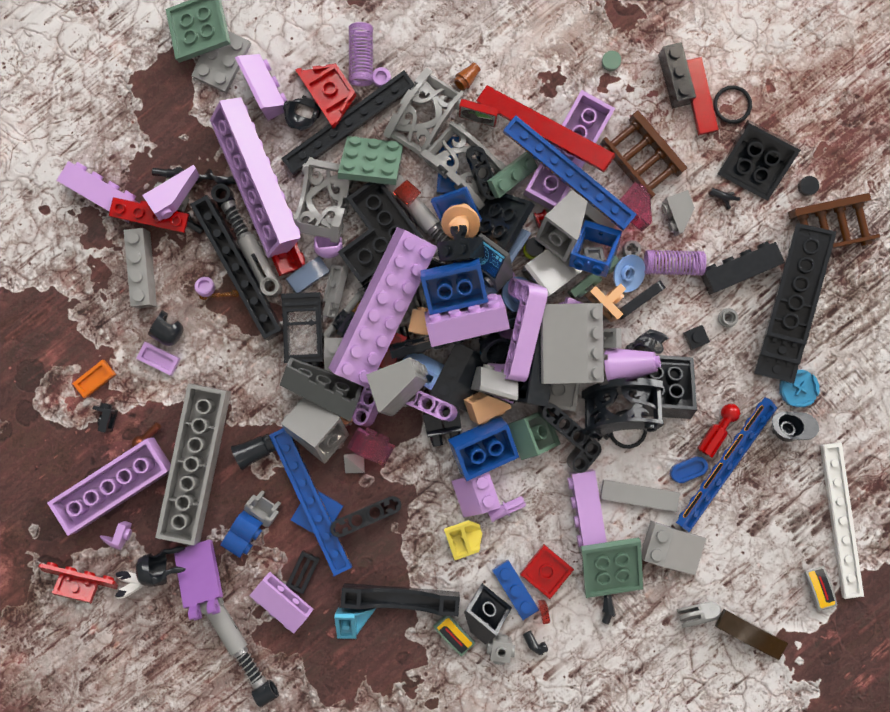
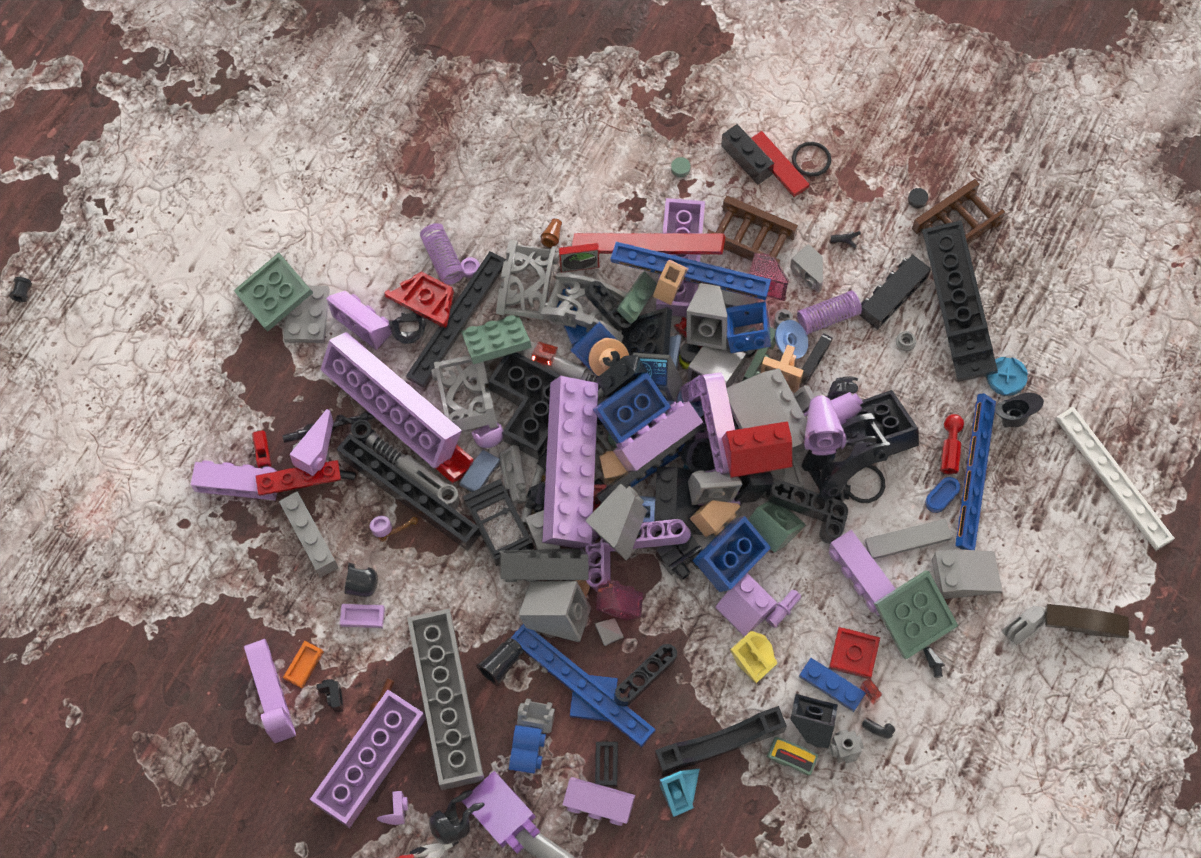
camera: 25 degrees left, 20 degrees down
(55, 395) = (276, 713): none -> lavender beam
(133, 168) = (261, 447): none -> red bar
(545, 177) = (670, 282): none -> light nougat slope
(546, 375) = (758, 449): none -> red slope
(613, 378) = (823, 428): none -> lavender cone
(696, 337) = (885, 371): black plate -> none
(758, 160) = (860, 194): black slope -> none
(821, 588) = (1130, 548): slope -> none

